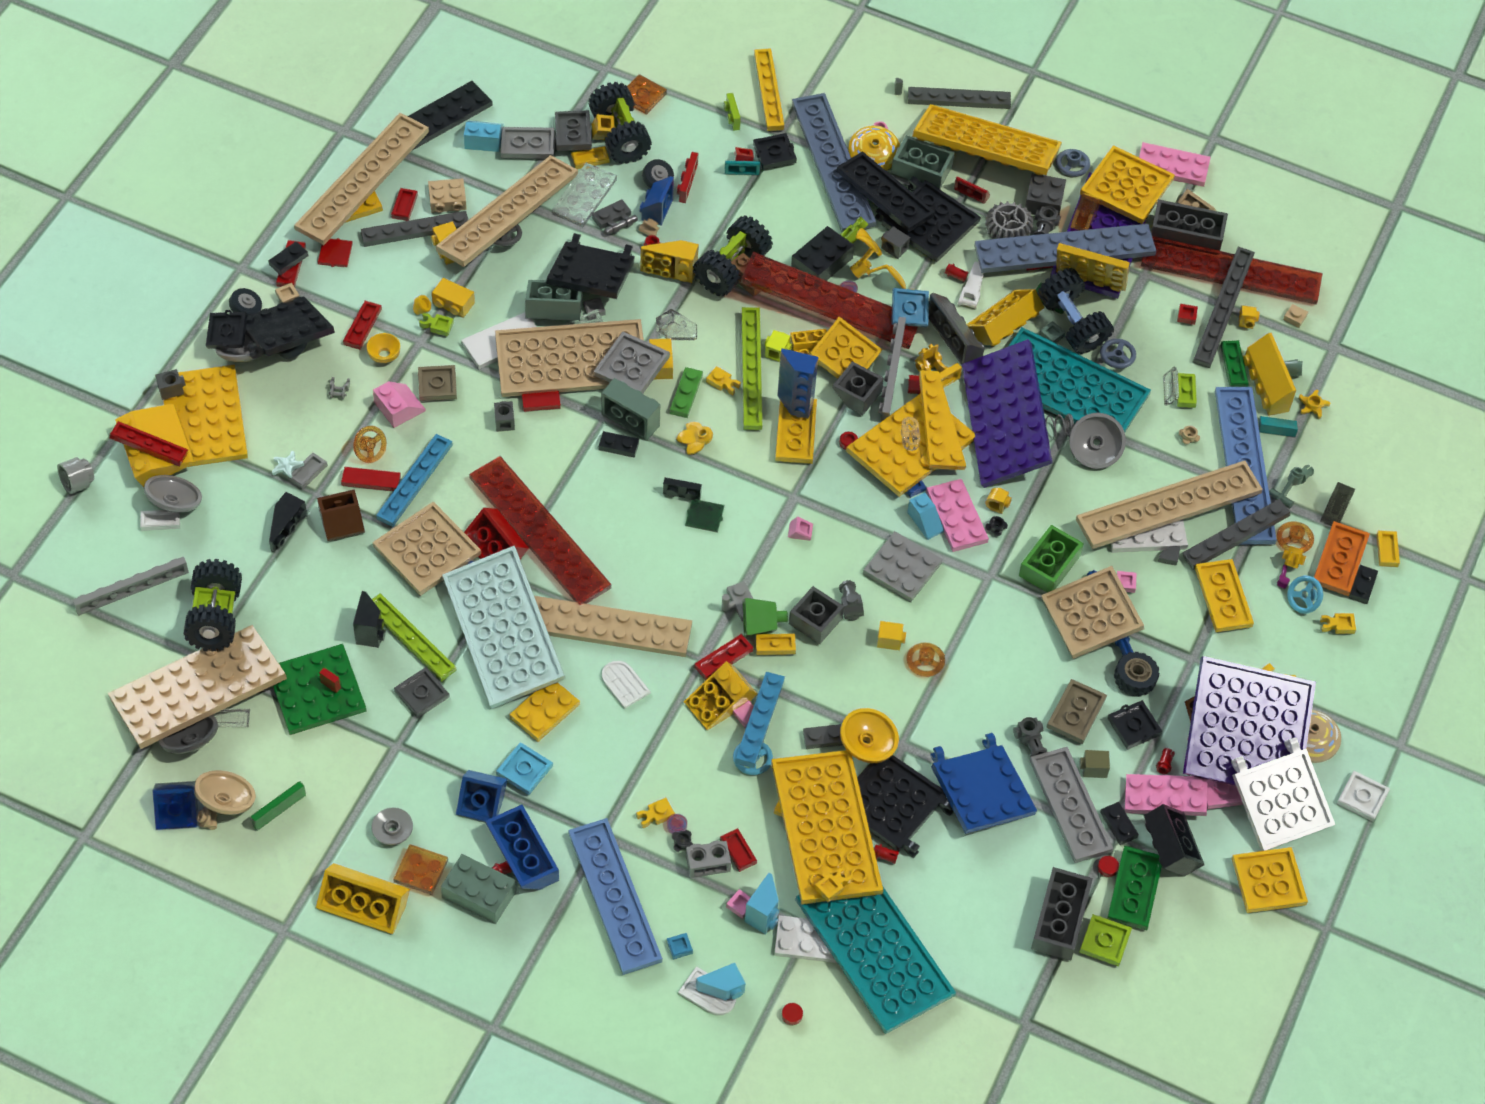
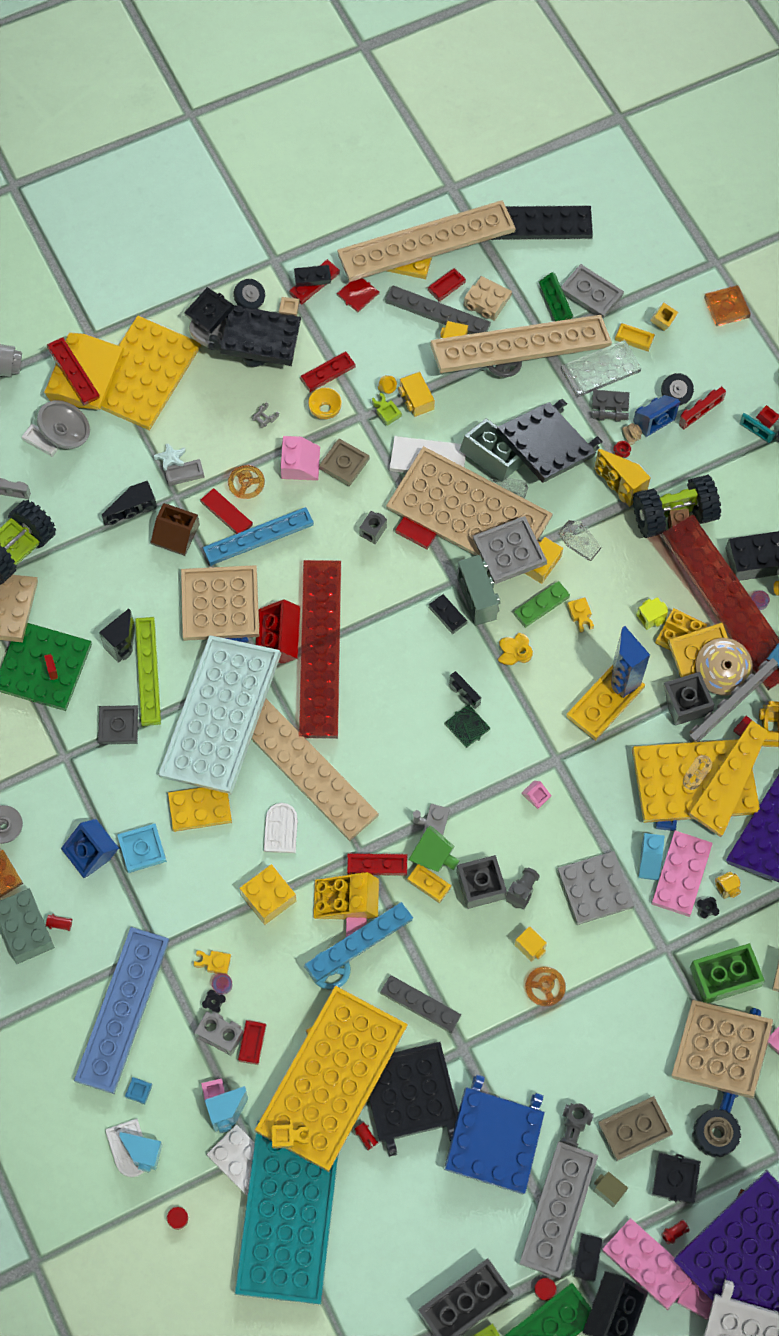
camera: 40 degrees right, 10 degrees up
(170, 384) = (129, 323): dark grey brick -> none
(483, 136) = (560, 260): medium azure slope -> none
(503, 163) = (555, 298): none -> green tile
(523, 849) = (80, 918): blue slope -> none
(573, 130) = (637, 303): dark grey plate -> none
(593, 304) = (527, 475): light grey tile -> none
(628, 139) = (675, 341): black plate -> none
(658, 733) = (268, 894): none -> yellow brick
(751, 369) = (613, 619): lime plate -> none
(847, 438) = (643, 738): red tile -> none
(854, 347) = (711, 665): none -> tan dish
(871, 727) = (446, 1022): yellow dish -> none

